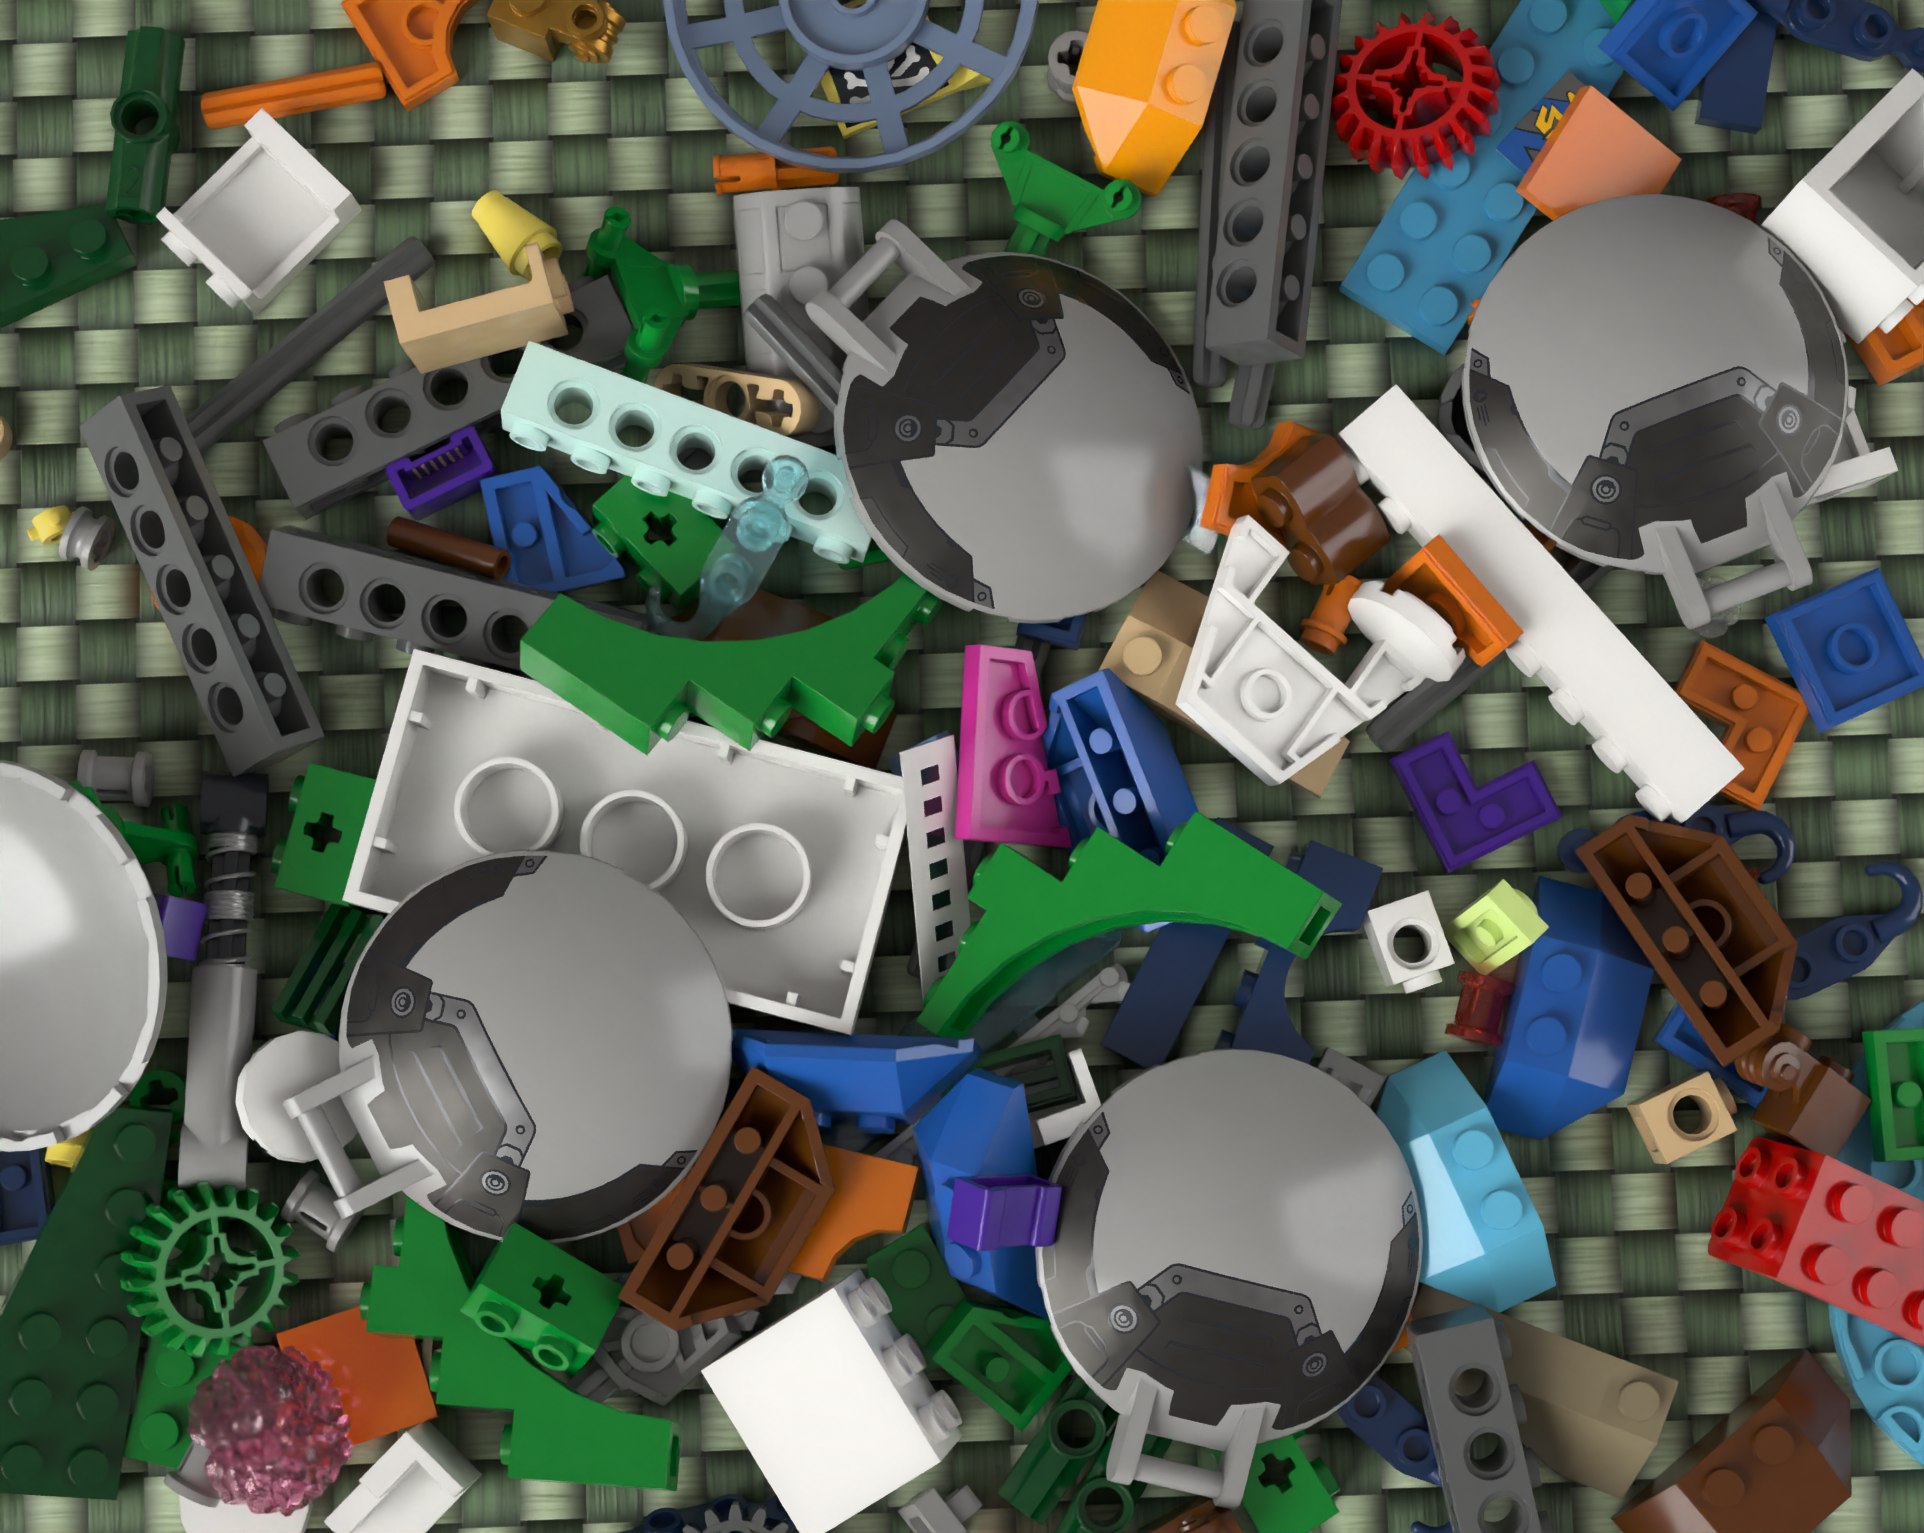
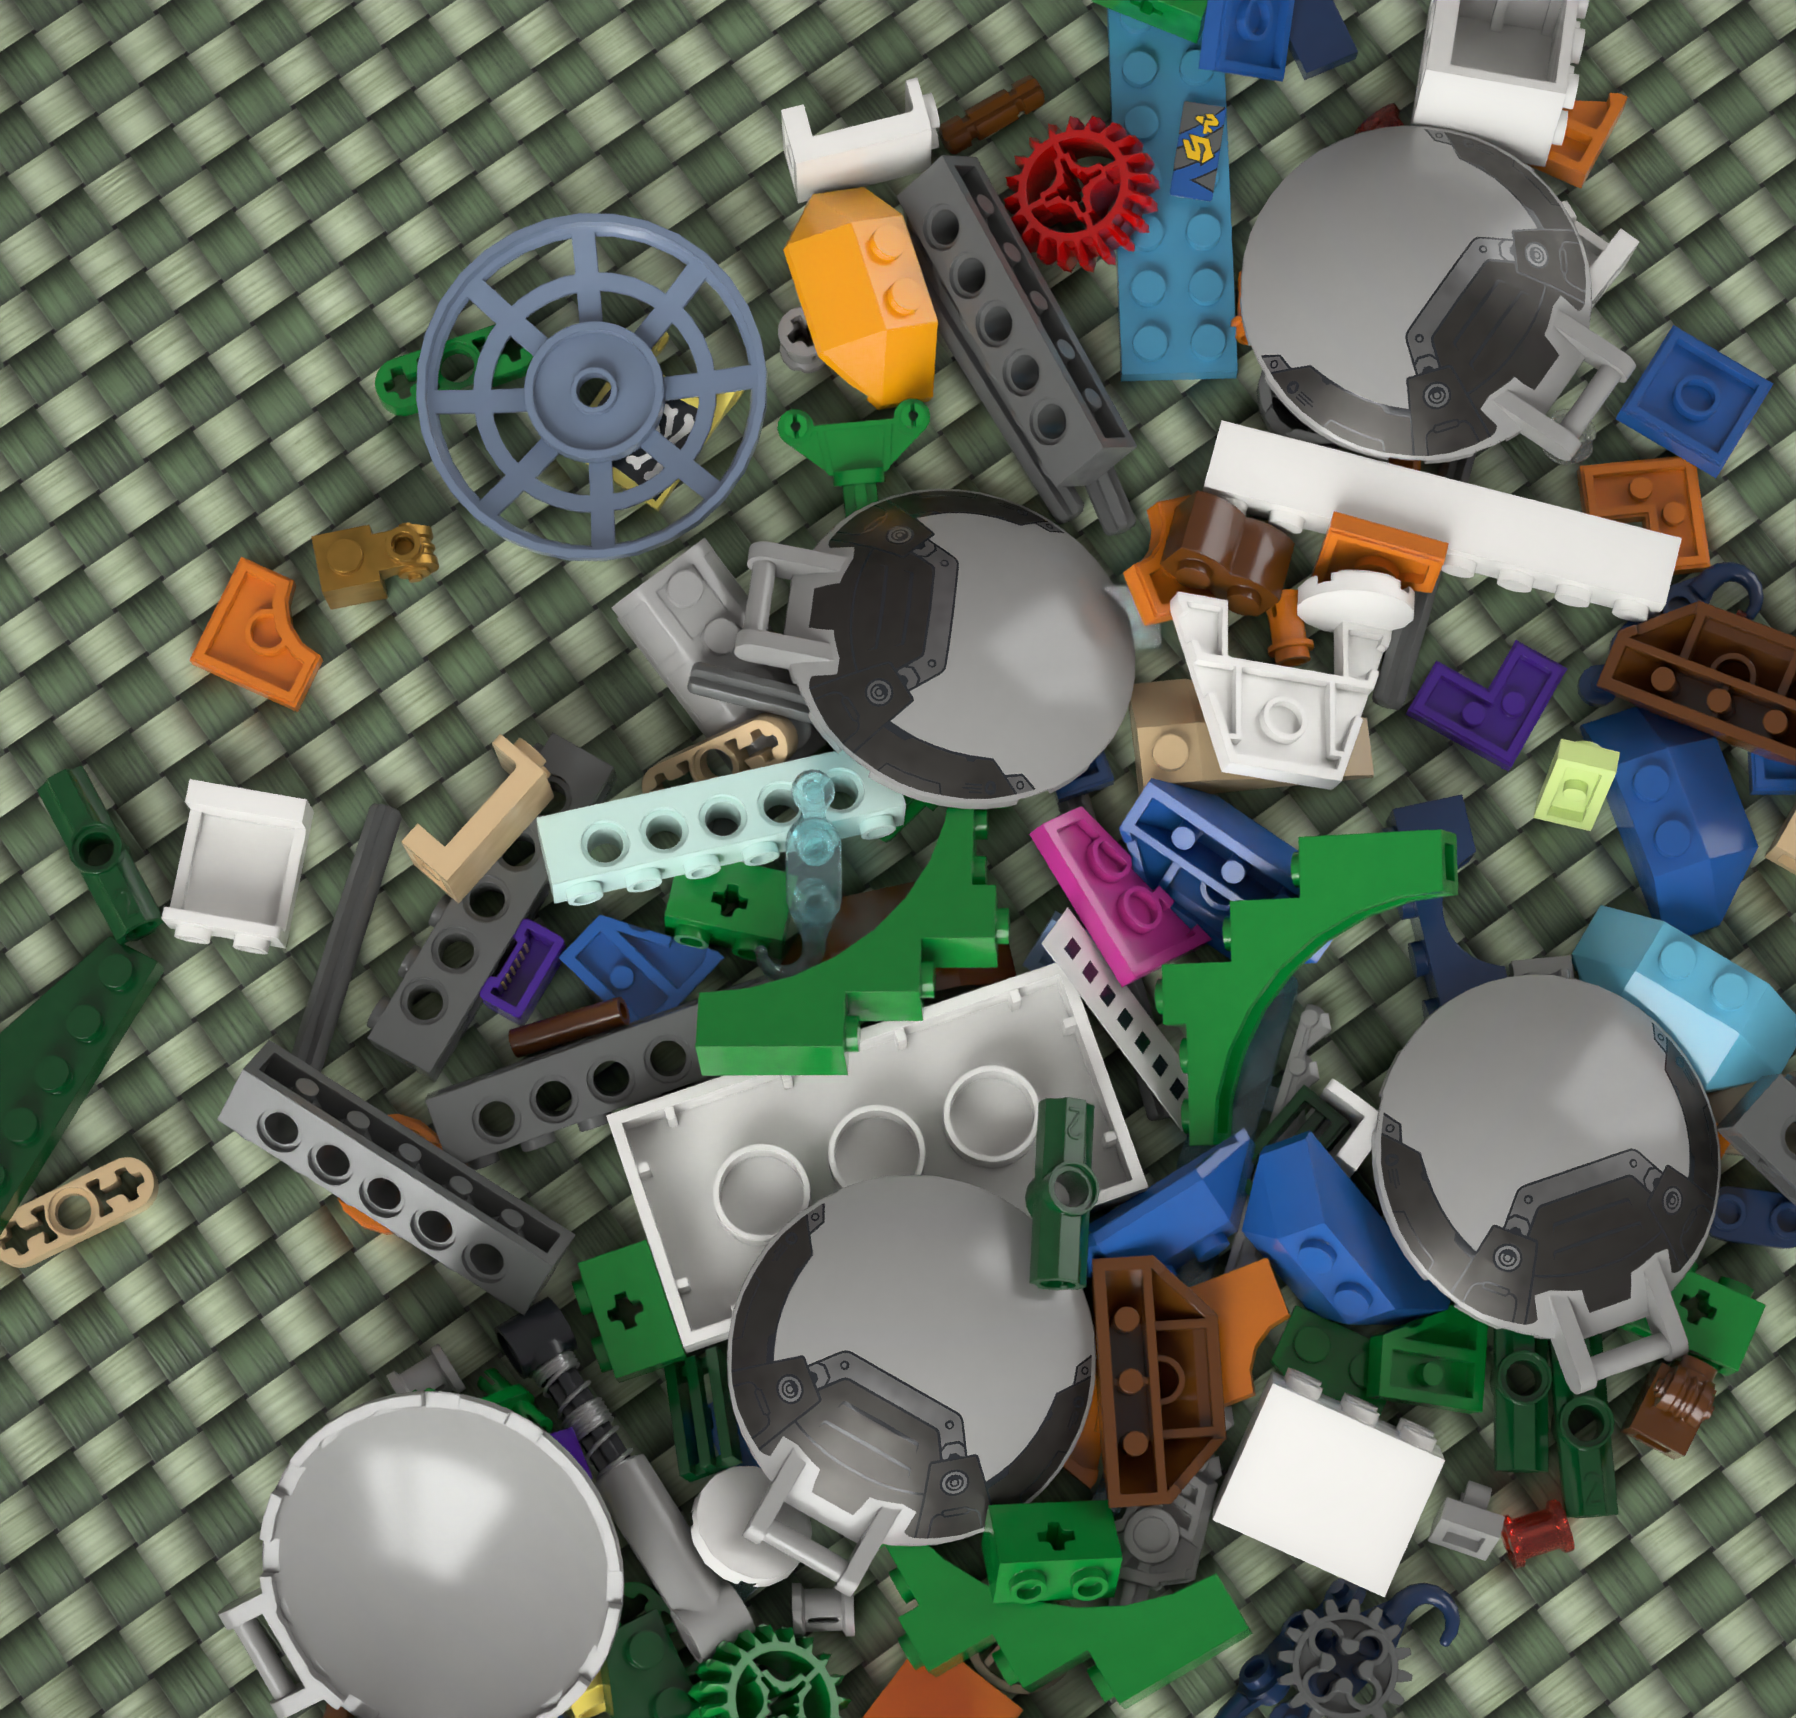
camera: 35 degrees left, 5 degrees down
(50, 525) = (239, 1217): light yellow piece -> none
(86, 538) = (273, 1209): light grey bush -> none
(294, 95) = (200, 756): orange axle -> none
(513, 227) = (454, 749): light yellow cone -> none
(653, 291) = (598, 721): green axle -> none
(733, 1023) = (1060, 1230): none -> dark green piece
(764, 172) = (617, 575): orange axle -> none
(1004, 1211) = (1363, 1235): dark purple piece -> none
(1169, 983) = (1357, 1001): dark blue tile -> none
(1414, 913) = (1511, 814): white brick -> none
(1479, 1008) = (1606, 855): clear red bush -> none
(1595, 157) = (1251, 154): orange tile -> none

